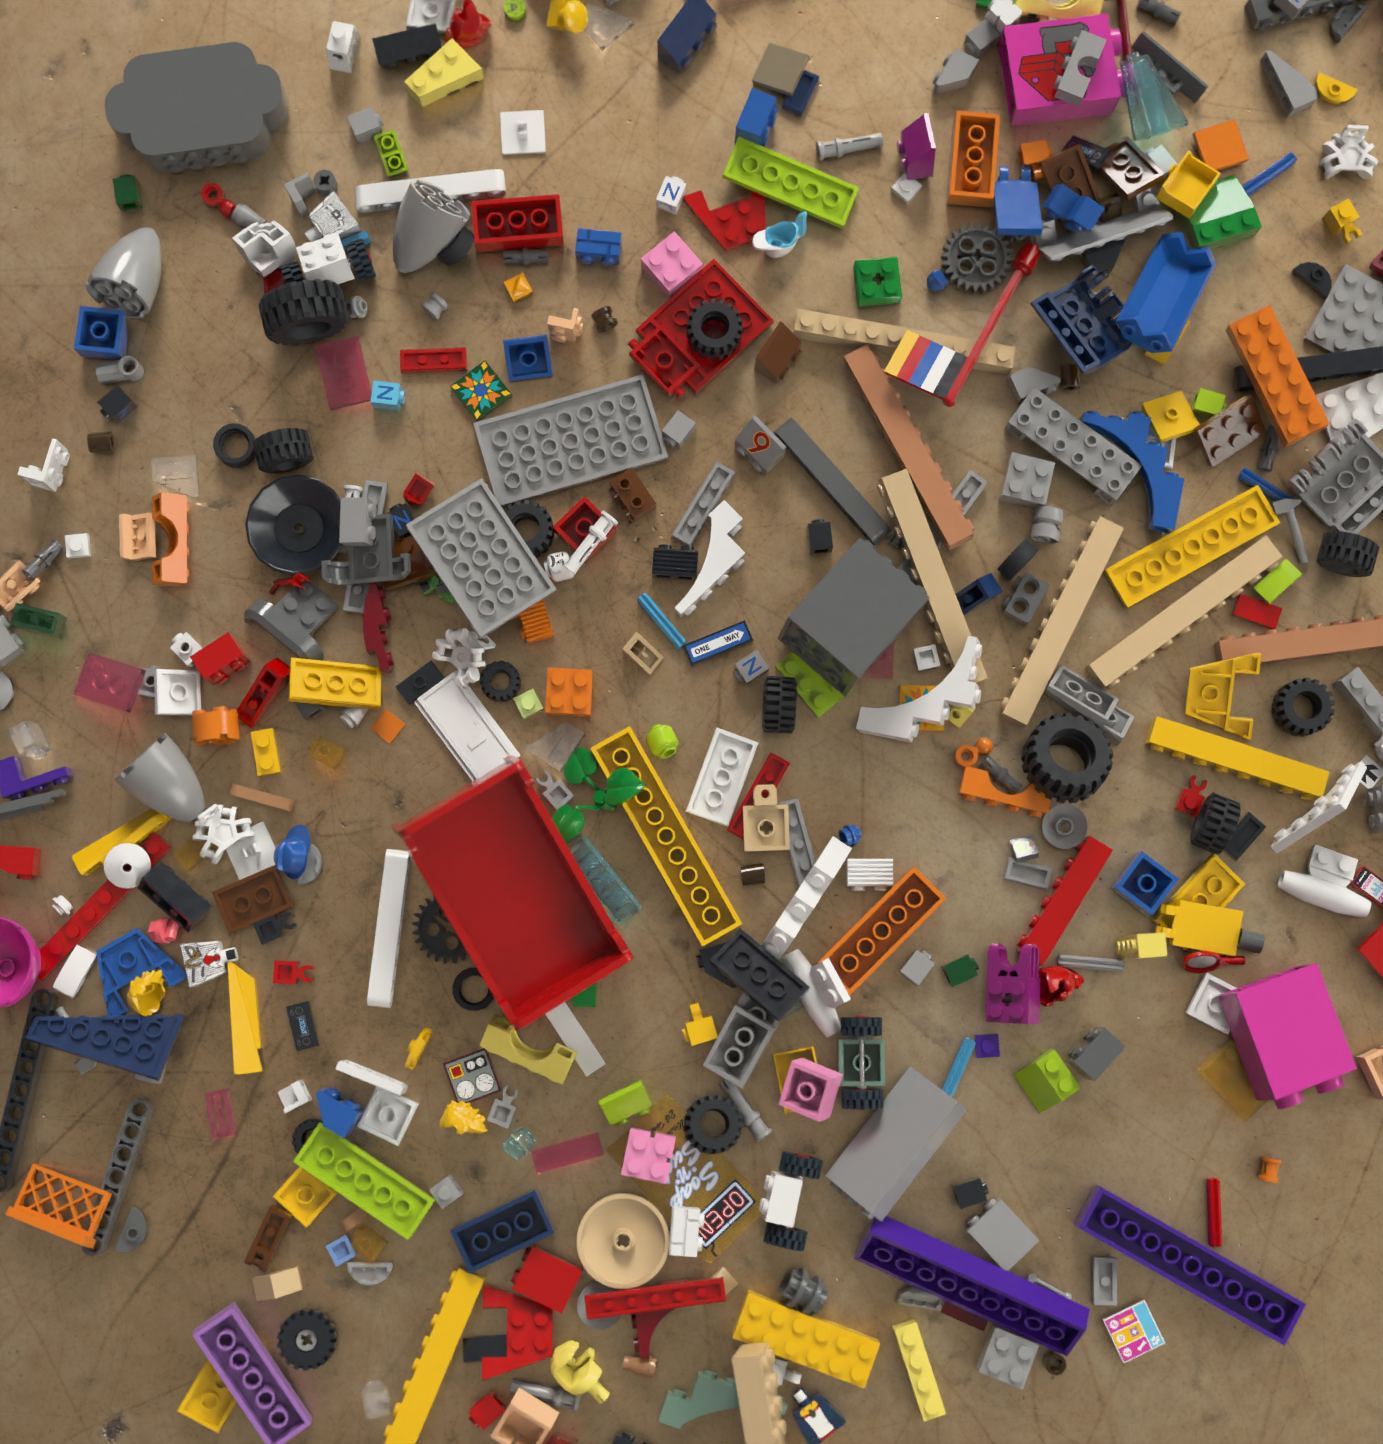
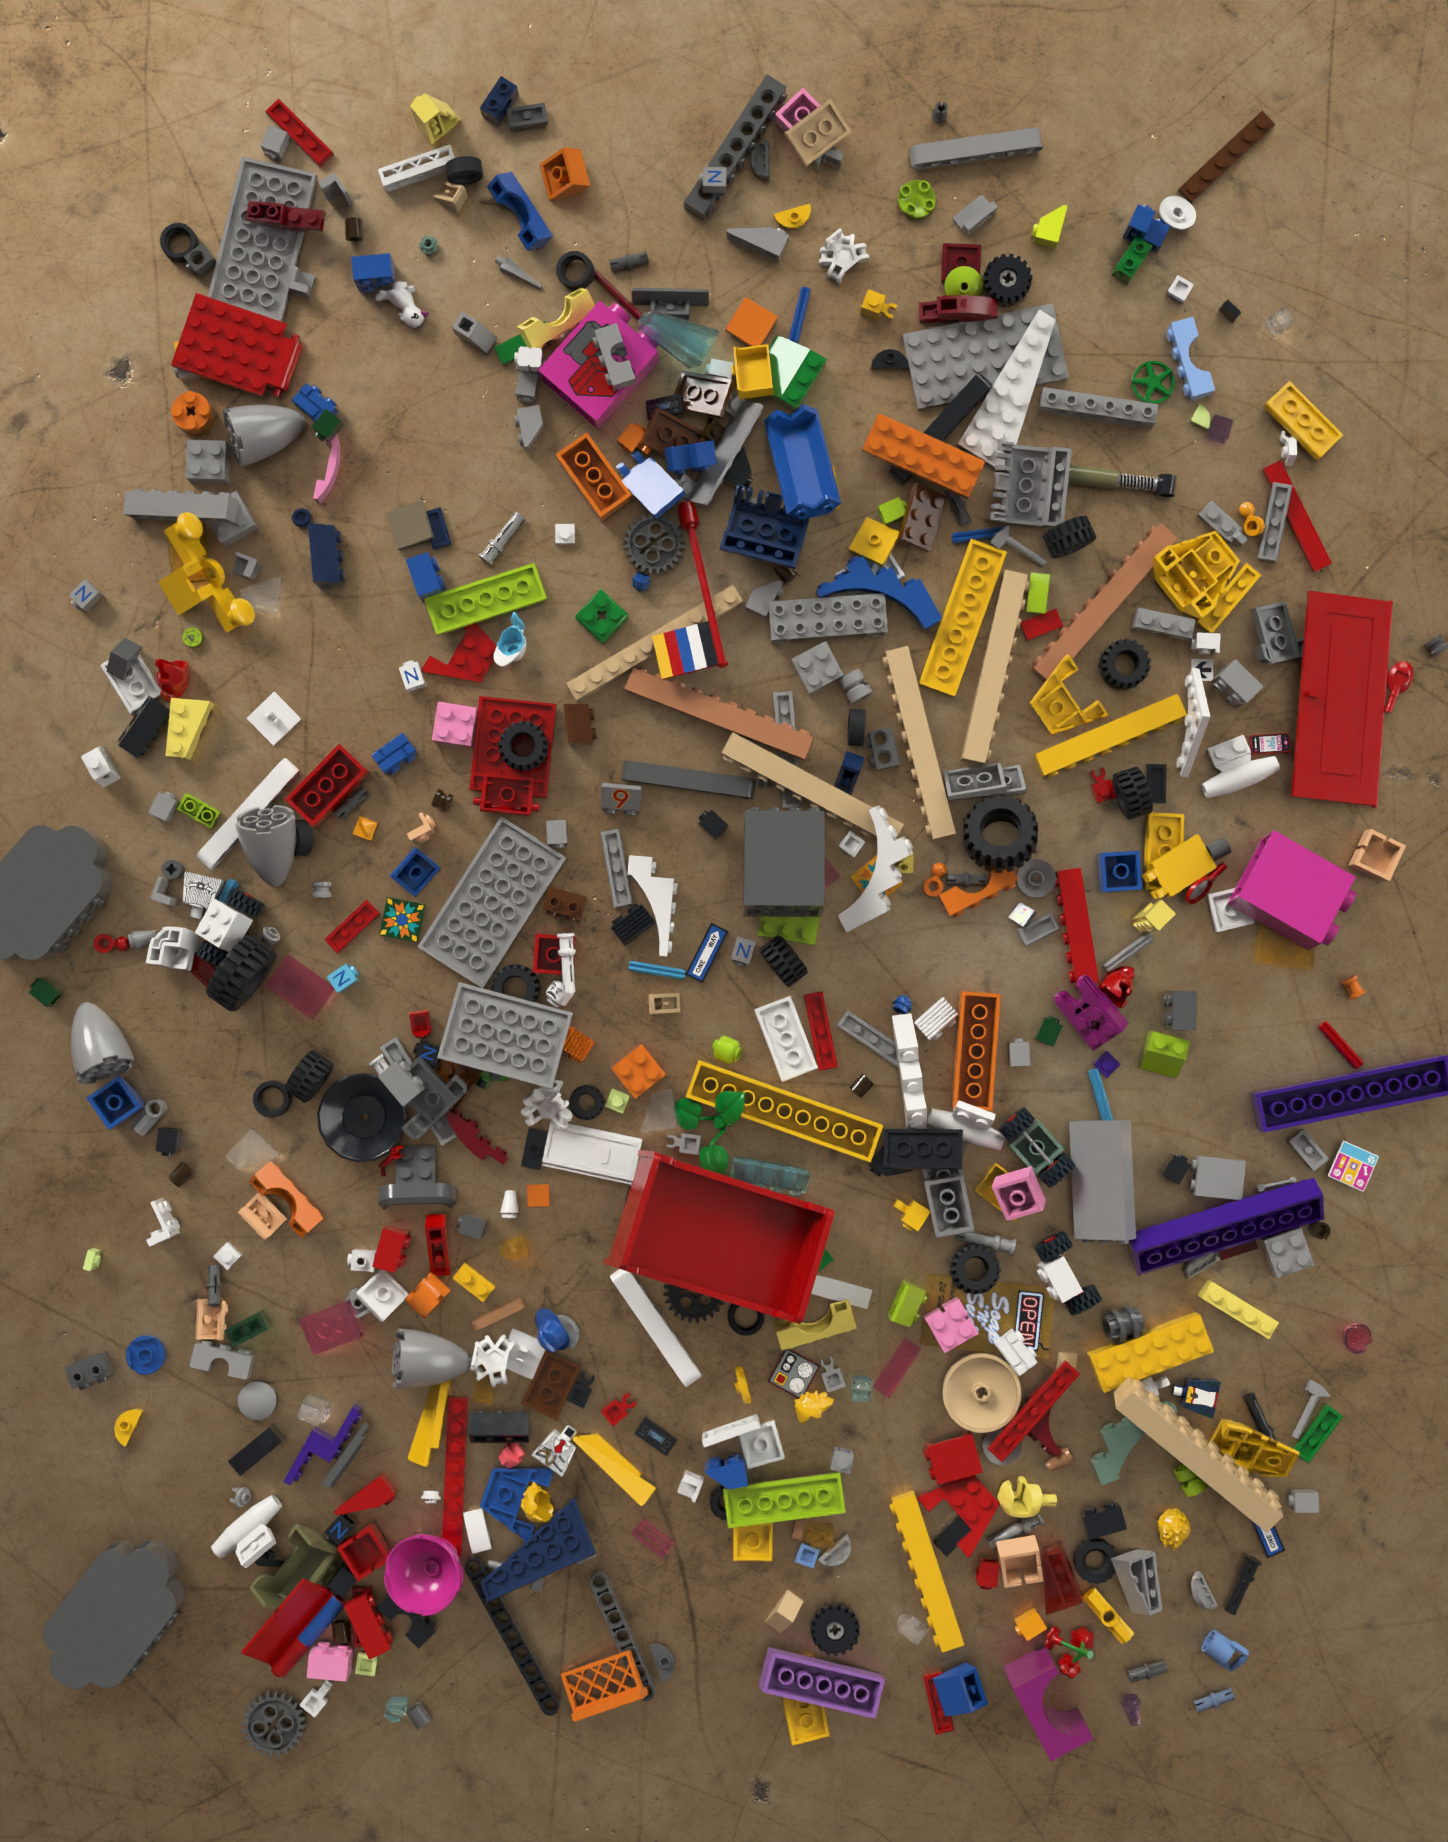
camera: 40 degrees left, 5 degrees up
(126, 854) = (442, 1431): white dish -> none
(268, 1237) = (753, 1588): reddish brown plate -> none
(335, 683) = (480, 1199): yellow plate -> none
(503, 1230) = (899, 1453): dark blue brick -> none
(766, 810) = (838, 1035): tan plate -> none
(917, 149) = (551, 503): magenta slope -> none

